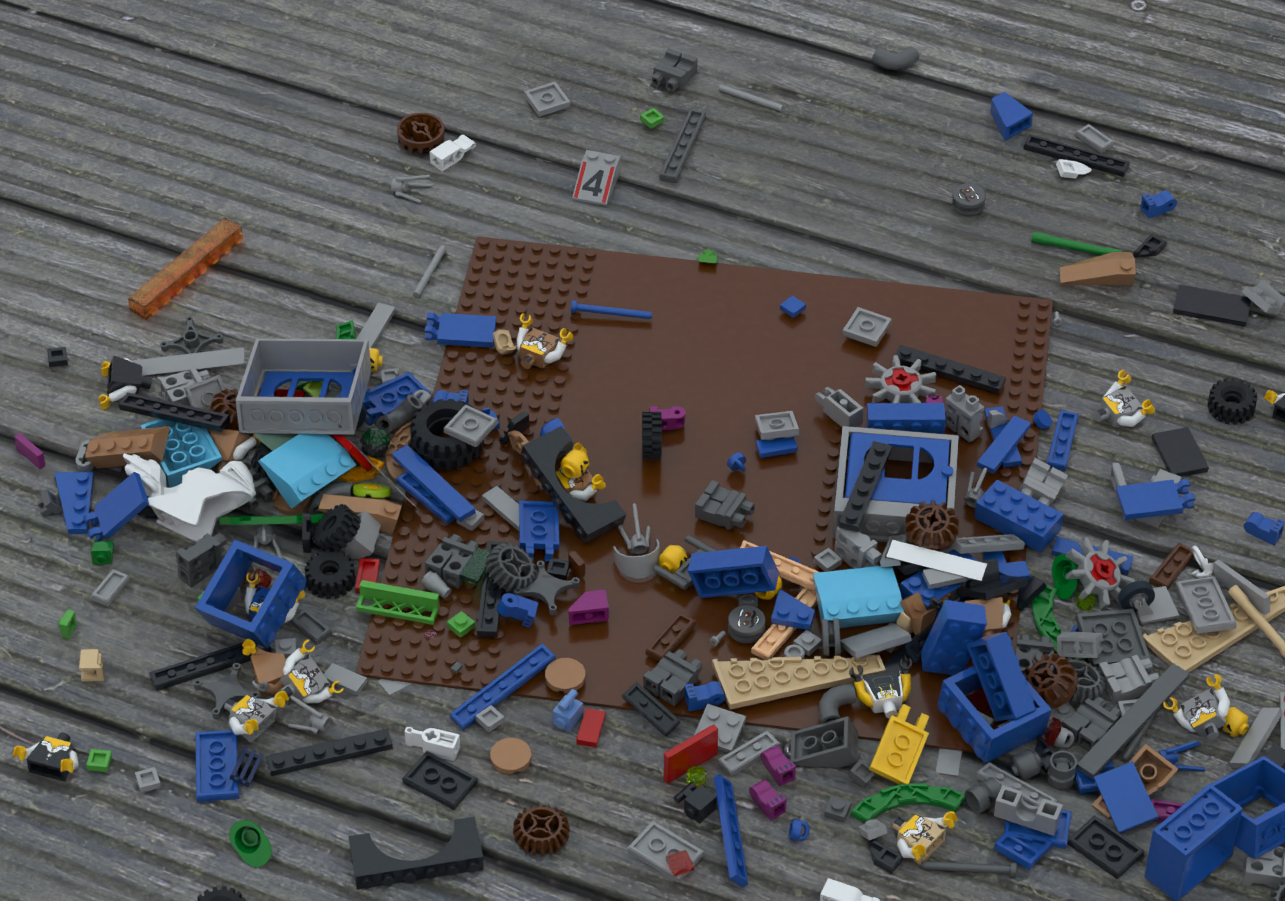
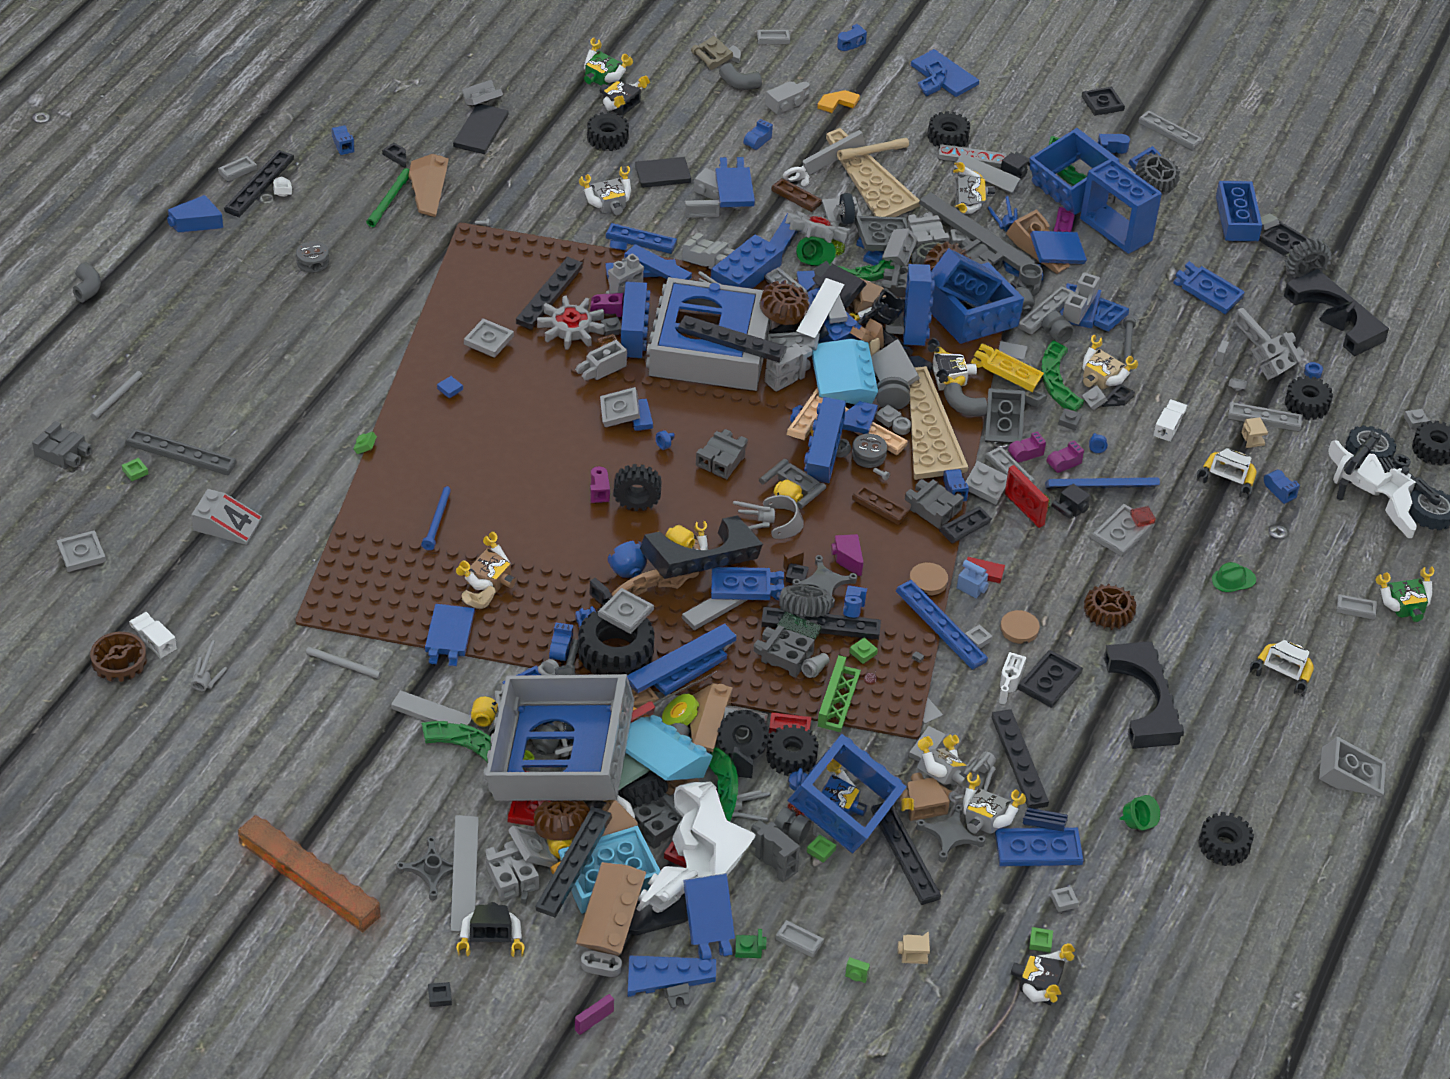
camera: 90 degrees left, 0 degrees up
(827, 560) = (792, 391): light grey plate -> none
(1105, 847) = (1104, 266): black tile -> none
(1205, 605) = (848, 177): light grey tile -> none

